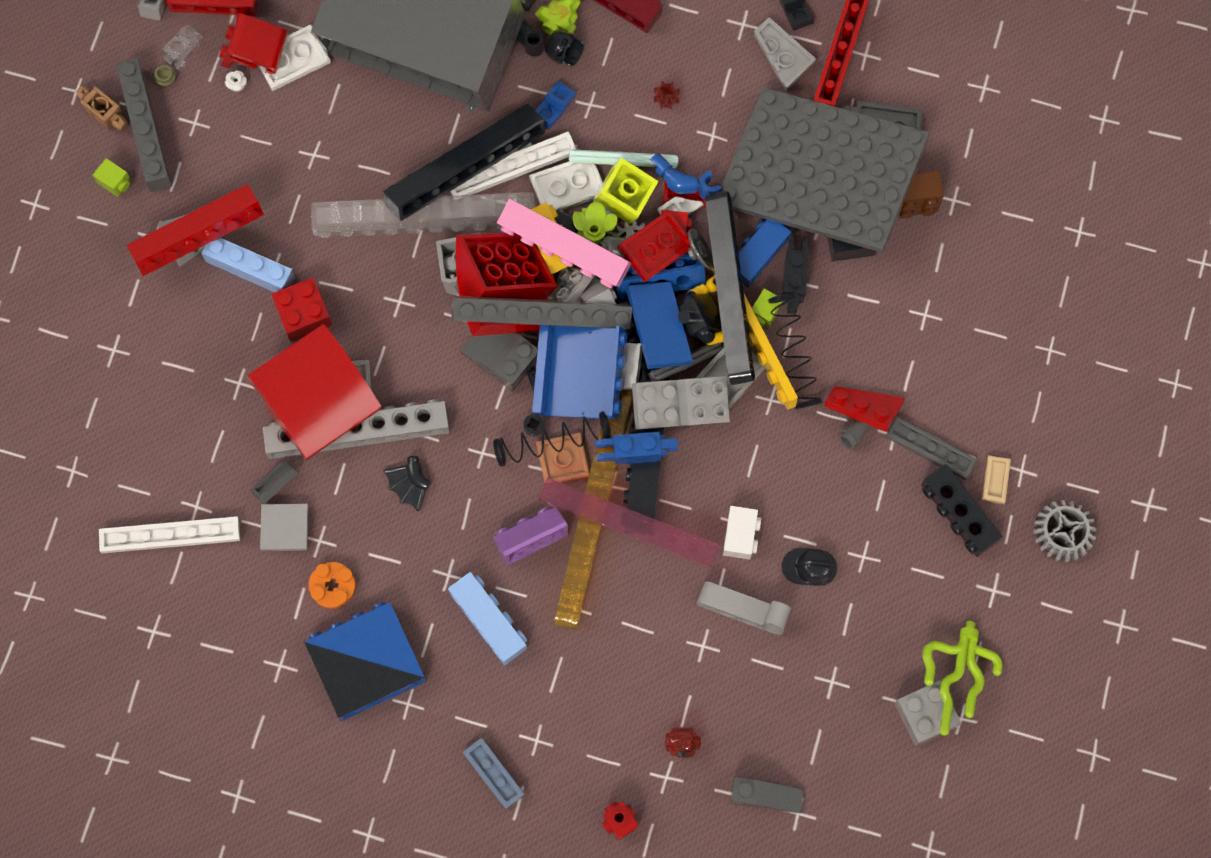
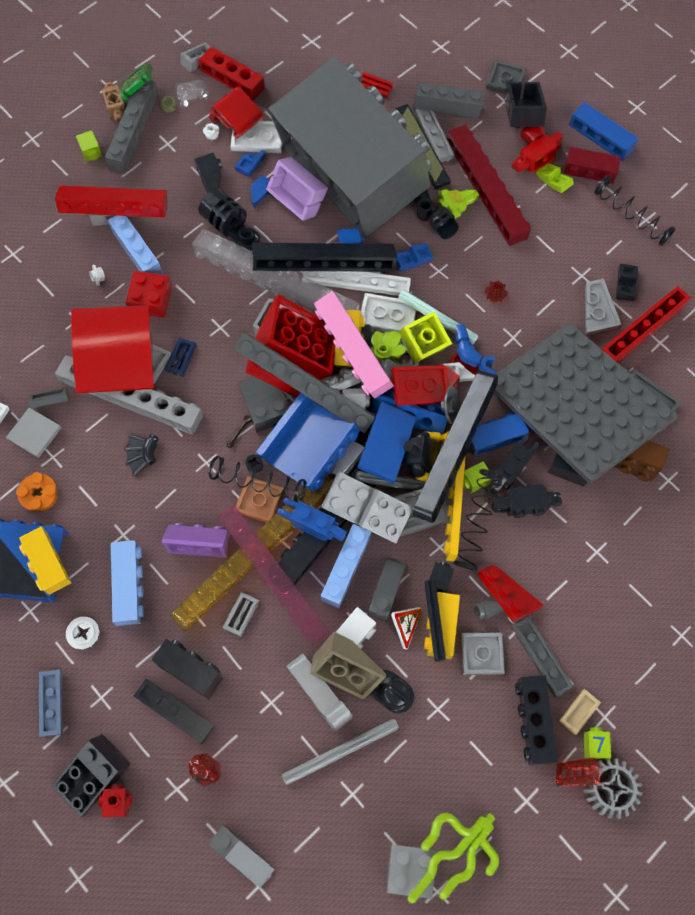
camera: 30 degrees right, 5 degrees down
(114, 71) = (135, 80): none -> green container
(228, 320) = (97, 275): none -> white plate
(270, 133) = (209, 171): none -> black slope
(304, 95) = (249, 163): none -> blue tile
(329, 175) = (227, 218): none -> black cylinder
(338, 119) = (259, 190): none -> blue tile
(383, 99) = (296, 188): none -> lavender piece
(384, 376) = (176, 370): none -> dark blue tile
(397, 644) = (44, 561): none -> yellow brick
(473, 681) = (73, 631): none -> white gear
(475, 122) = (350, 236): none -> blue brick
(494, 384) = (247, 419): none -> dark brown hinge
(578, 813) = (89, 773): none -> black slope
(607, 660) = (188, 667): none -> black brick
(616, 708) = (174, 711): none -> black plate
(621, 601) = (249, 599): none -> light grey tile
(693, 473) = (345, 566): none -> light blue brick
(747, 473) = (386, 590): none -> dark grey slope
(756, 567) = (346, 666): none -> dark tan slope
(785, 494) = (406, 623): none -> piece
(791, 430) = (442, 575): none -> black brick
(797, 650) = (339, 751): none -> light grey axle
(813, 474) = (435, 620): none -> black axle
(821, 475) = (448, 613): none -> yellow brick
(829, 303) = (527, 500): none -> black hinge
(874, 479) = (482, 654): none -> light grey tile
(1028, 499) = (597, 744): none -> lime brick
(1034, 538) = (592, 778): none -> clear red slope

